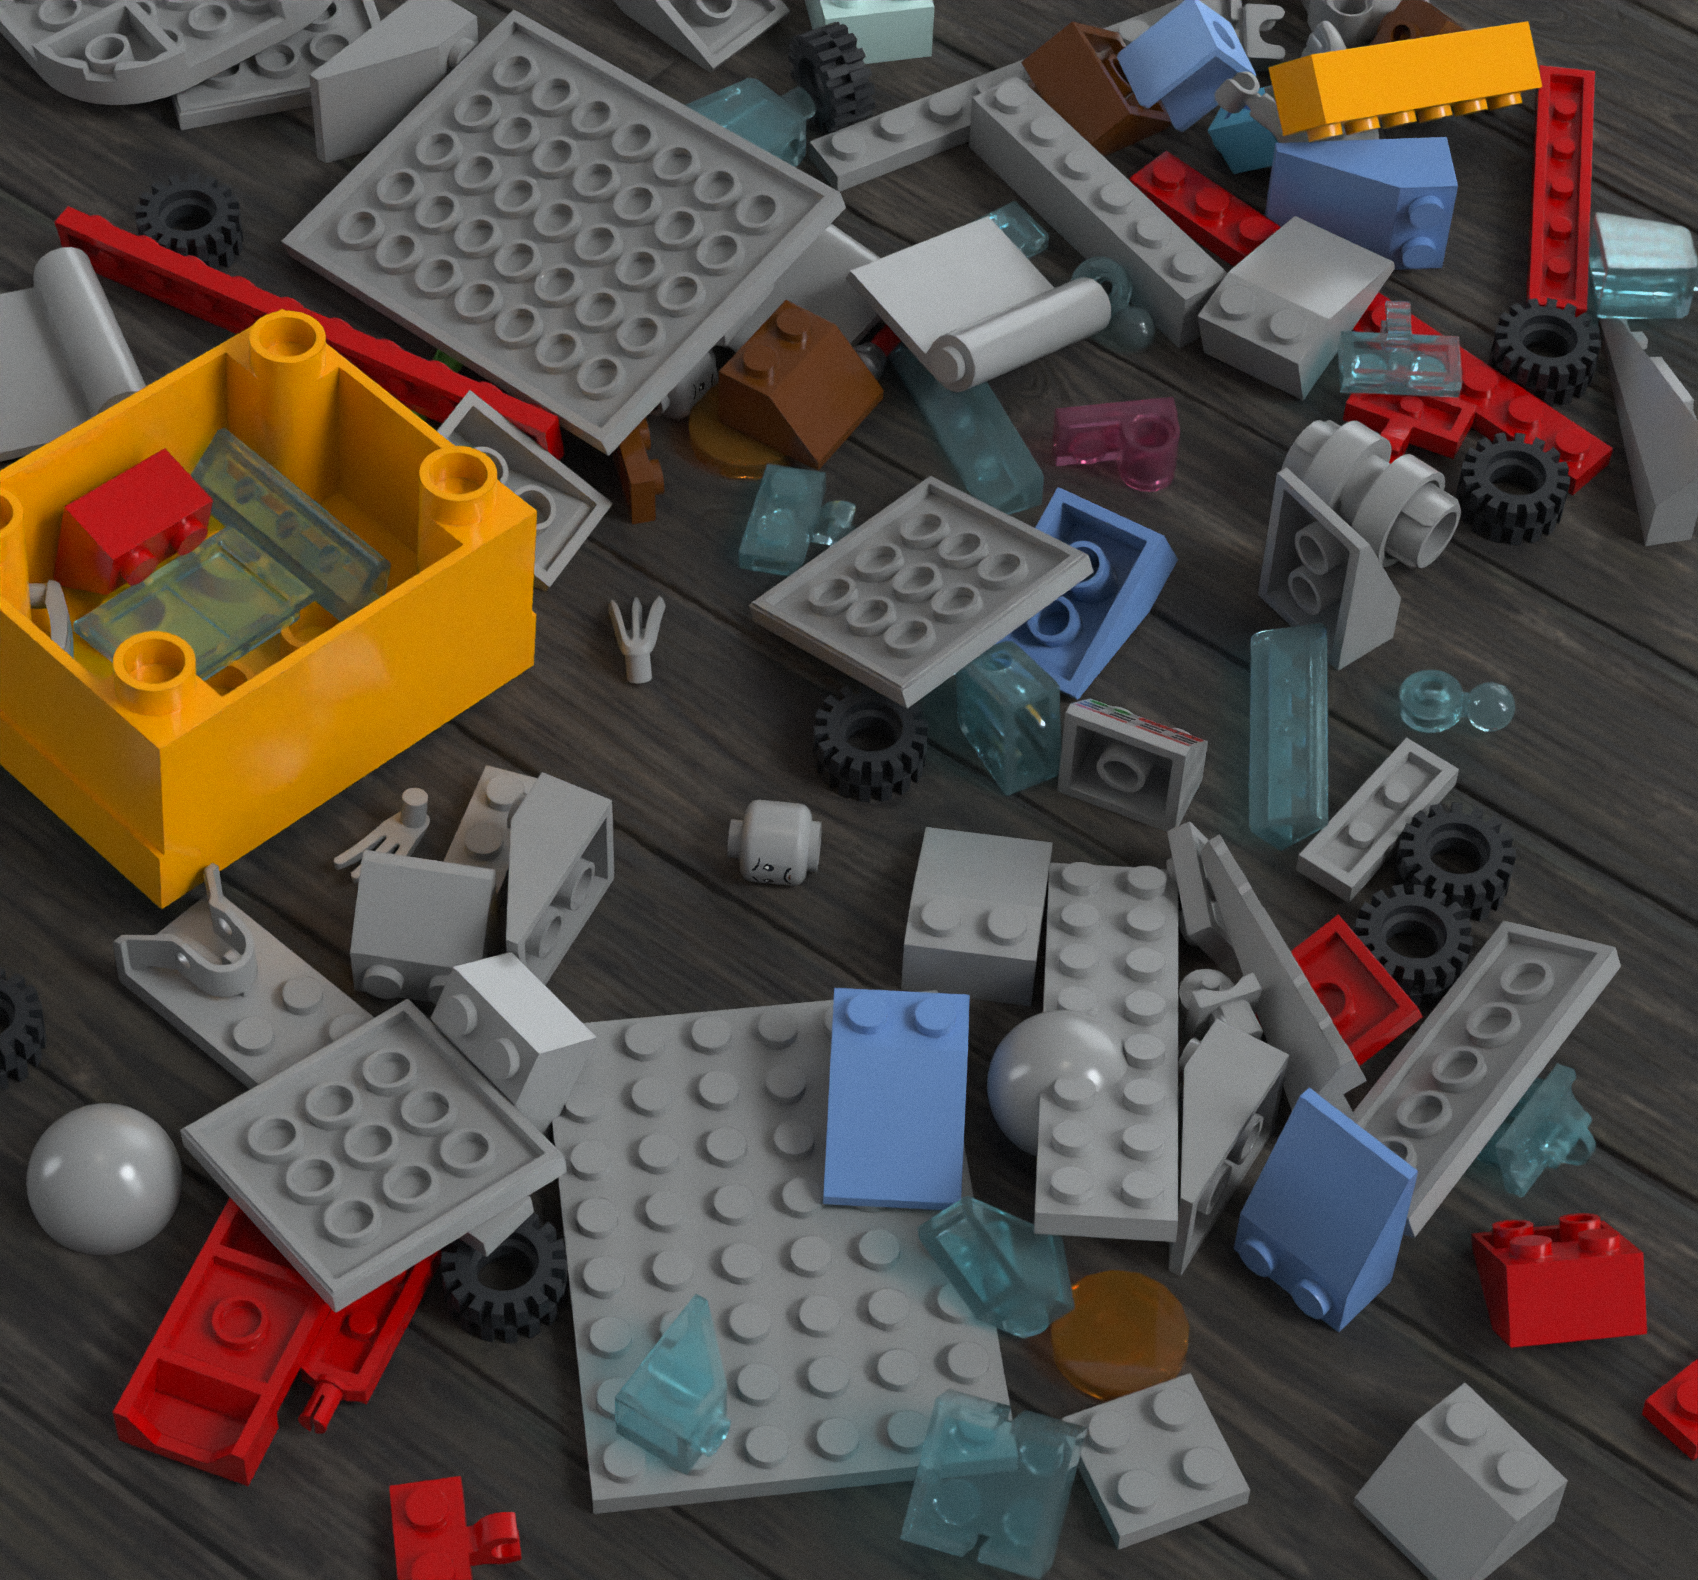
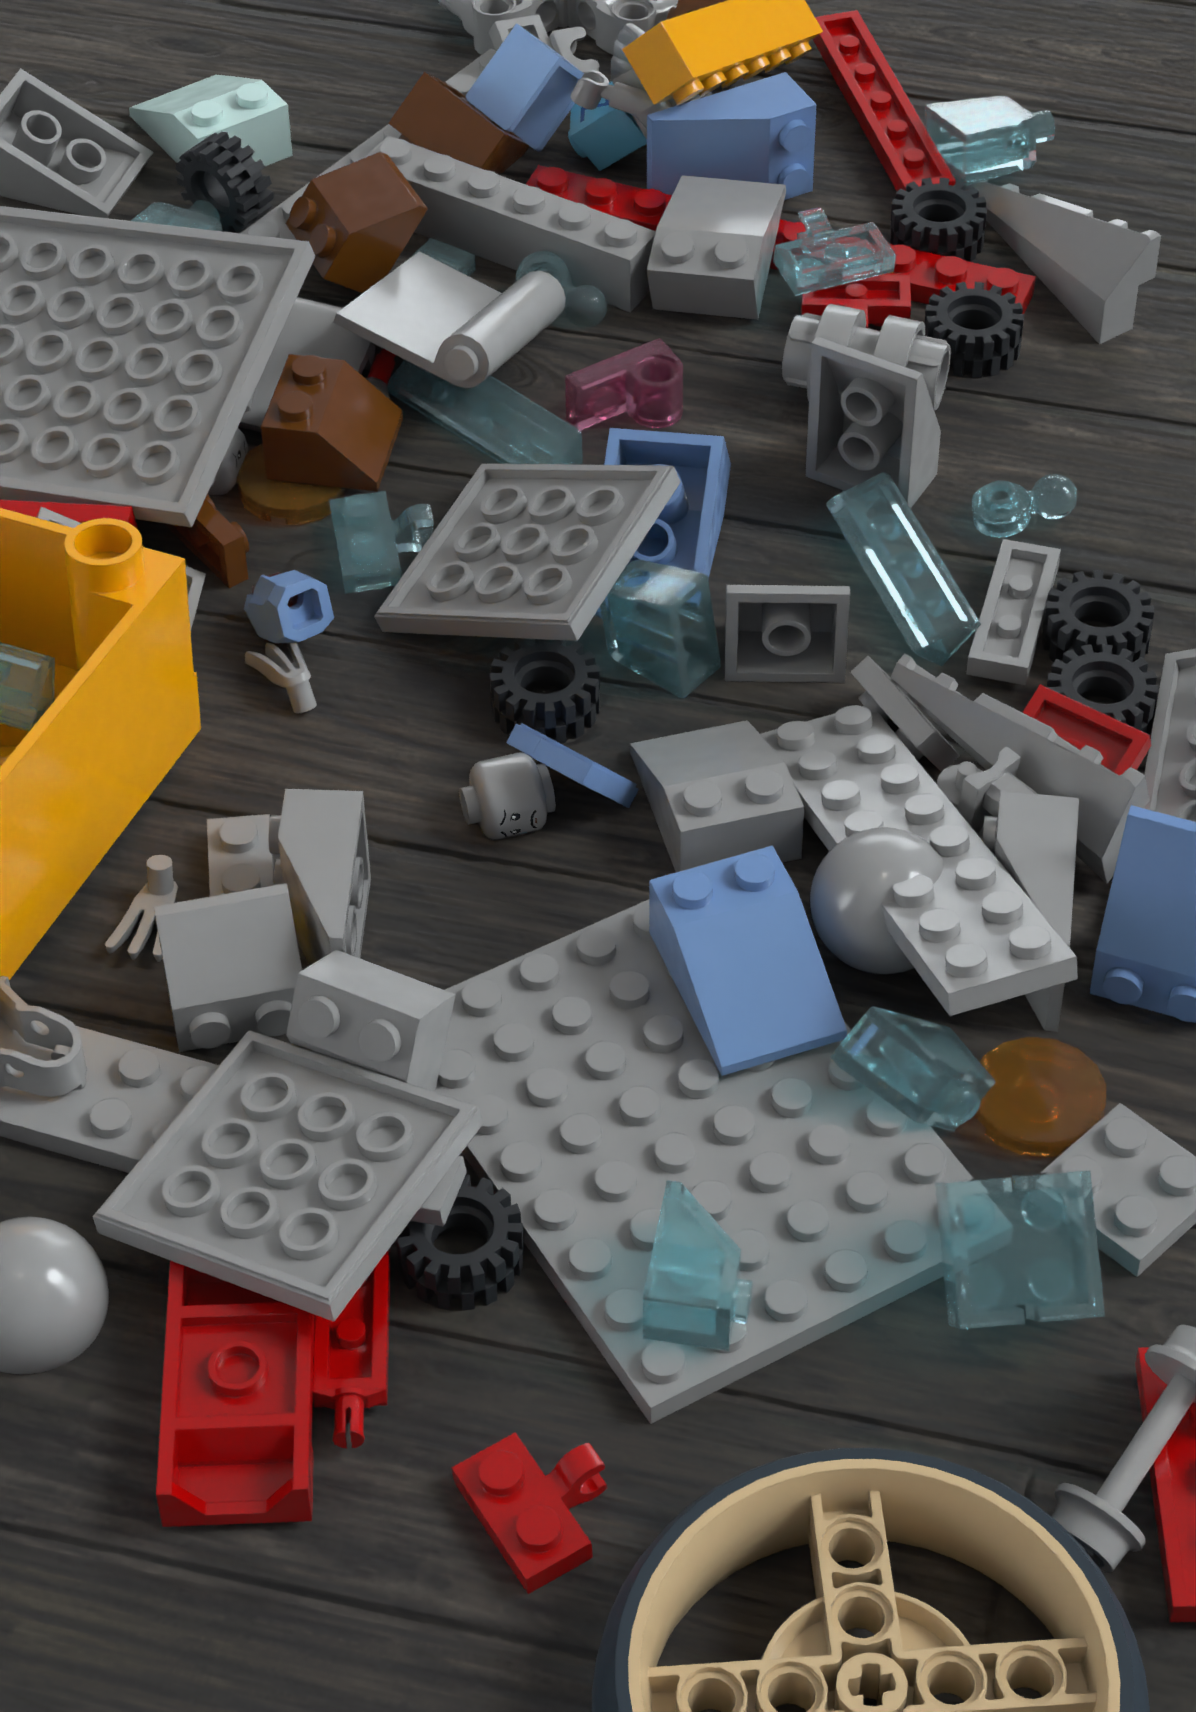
camera: 20 degrees left, 5 degrees down
(665, 571) = (288, 607): none -> medium blue rock
(847, 835) = (573, 764): none -> medium blue tile
(936, 164) = (357, 220): none -> reddish brown slope

